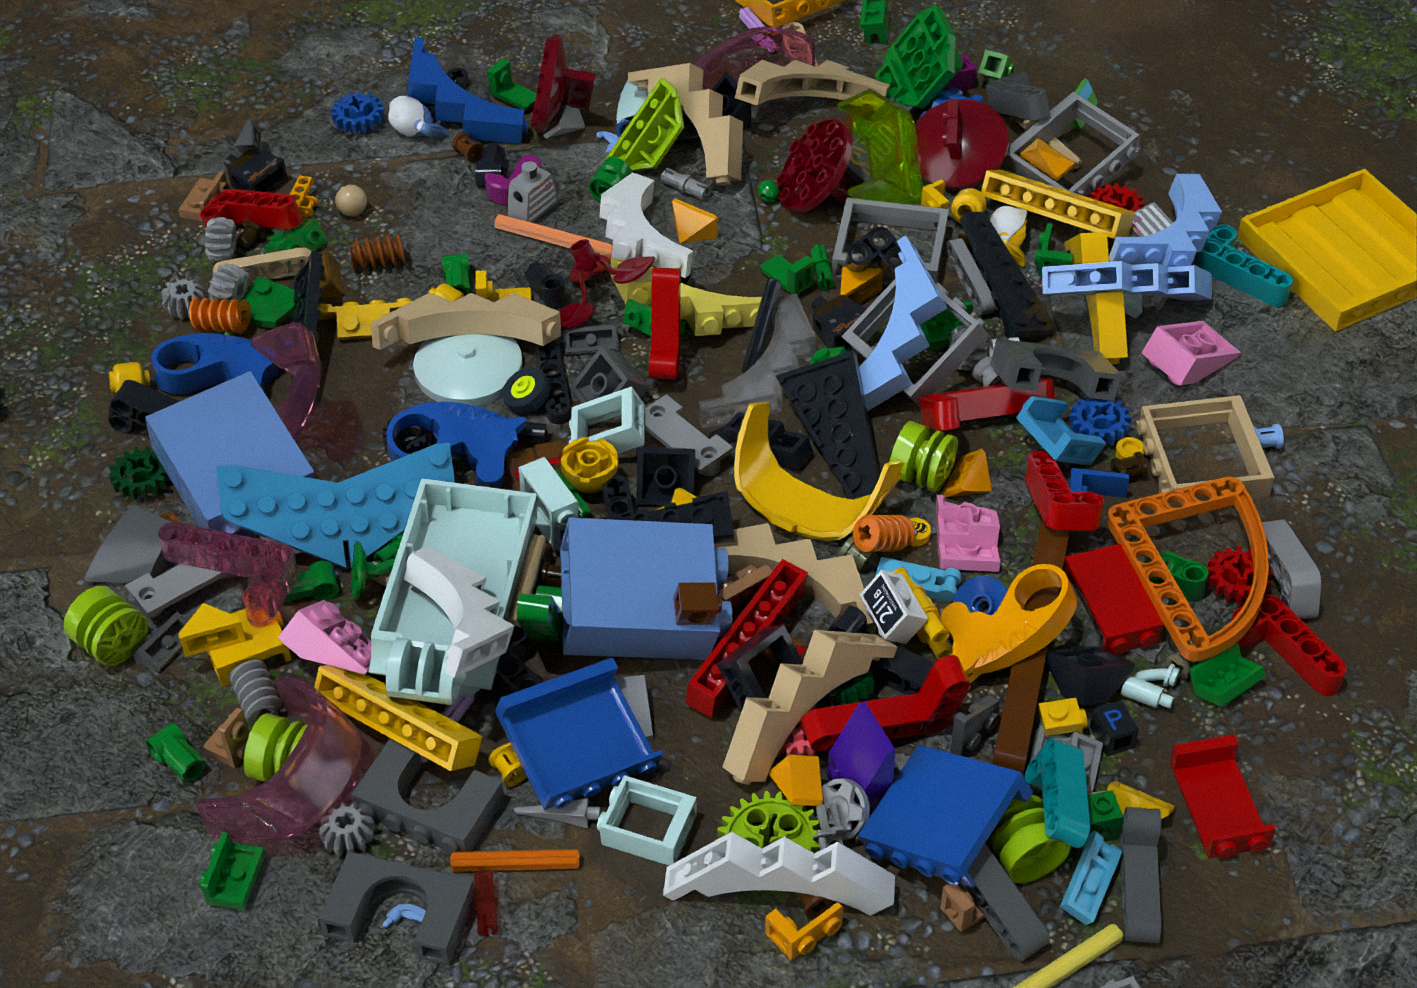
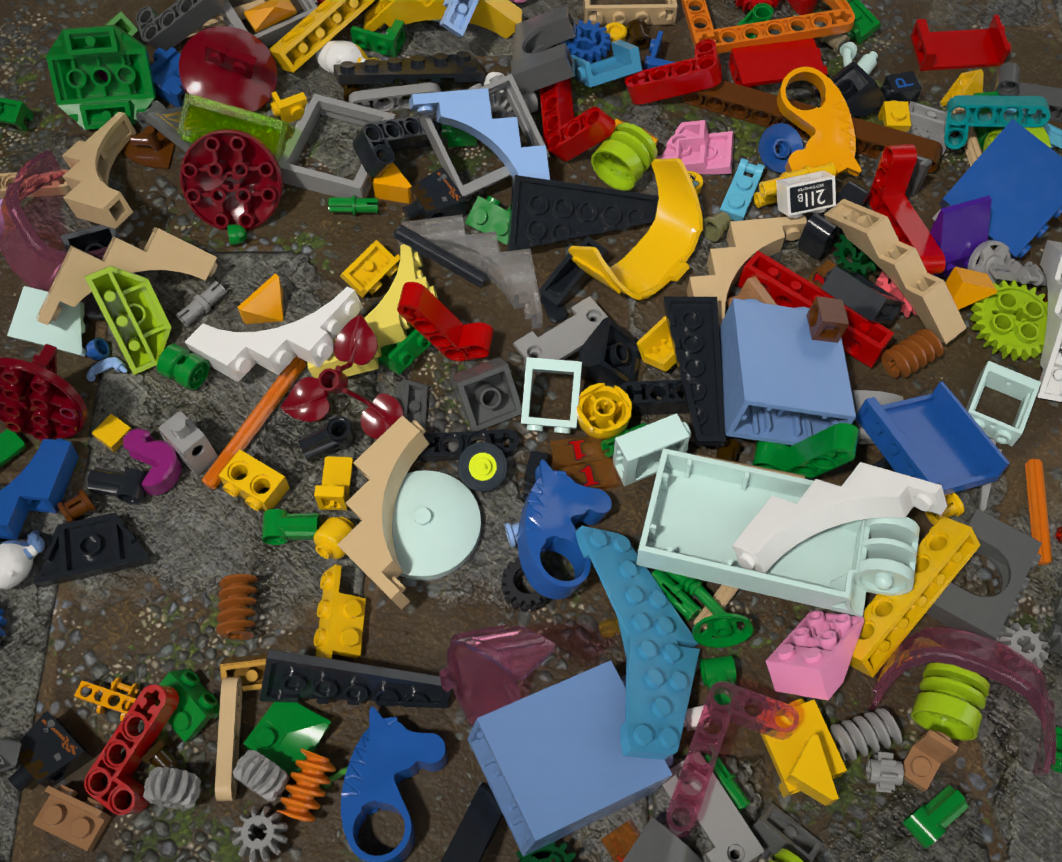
camera: 85 degrees left, 15 degrees up
(216, 592) = (729, 784): none -> green axle
(217, 707) = (884, 772): none -> light grey gear
(351, 200) = (137, 635): tan piece -> none
(430, 163) = (89, 549): none -> black wing
(499, 245) = (257, 478): none -> yellow brick
(547, 154) = (111, 432): none -> yellow tile
(703, 734) = (912, 353): none -> dark orange piece
(739, 282) = (370, 268): none -> yellow bracket
(792, 277) = (362, 232): green bracket -> none
(883, 533) = (713, 198): orange piece -> none
(967, 201) = (305, 81): yellow head -> none

